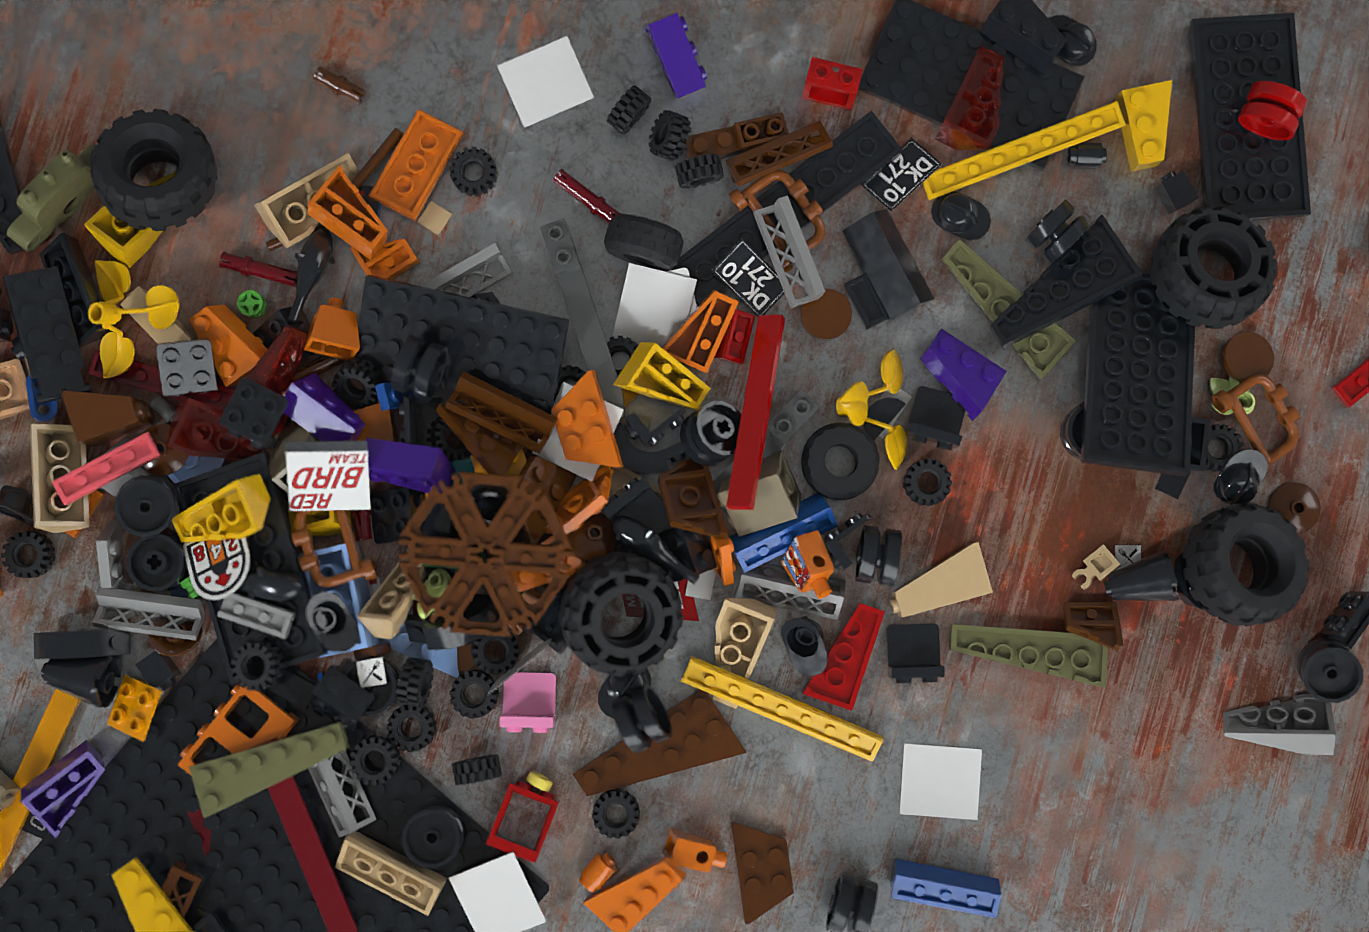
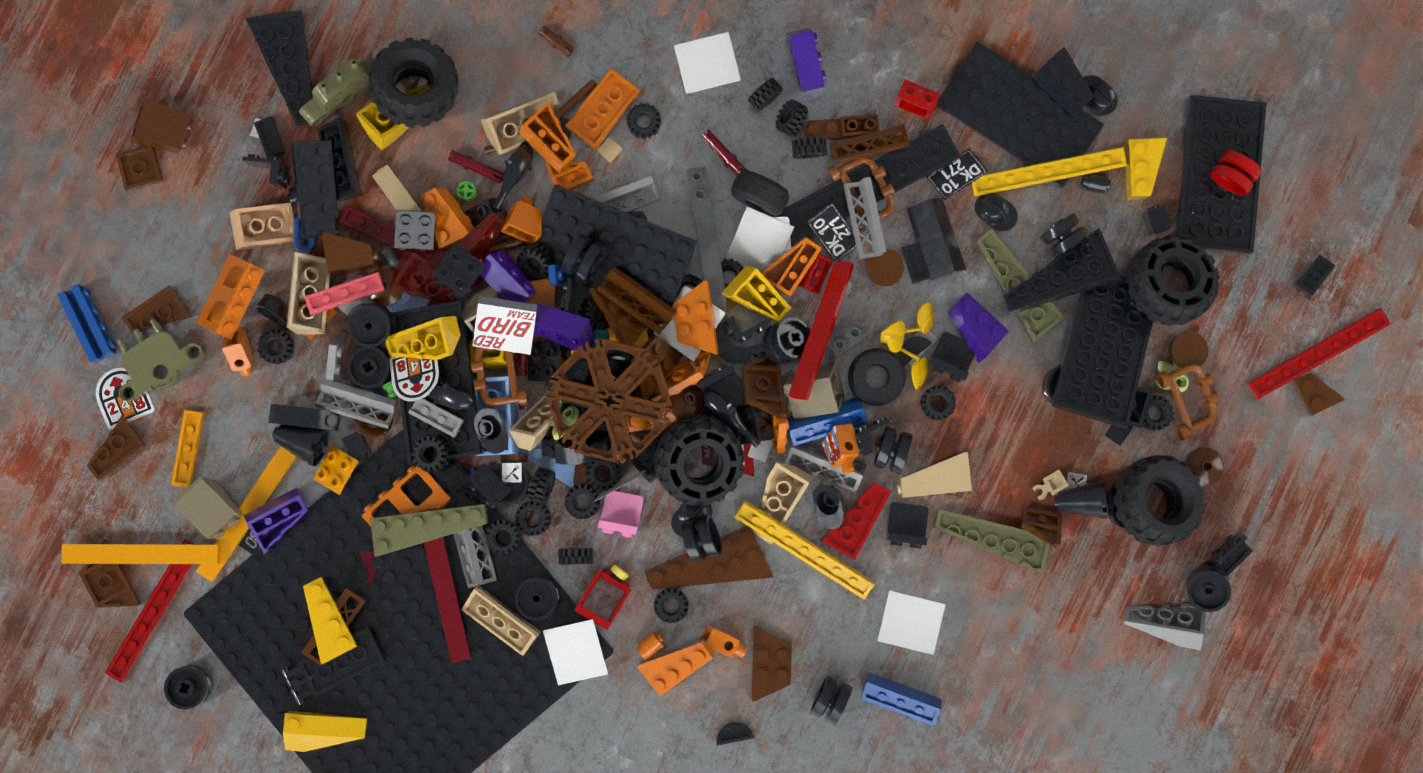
camera: 15 degrees right, 0 degrees up
(113, 281) = (368, 158): yellow plant -> none
(975, 109) = (1018, 136): clear red wedge -> none
(1241, 477) = (1168, 436): black piece -> none

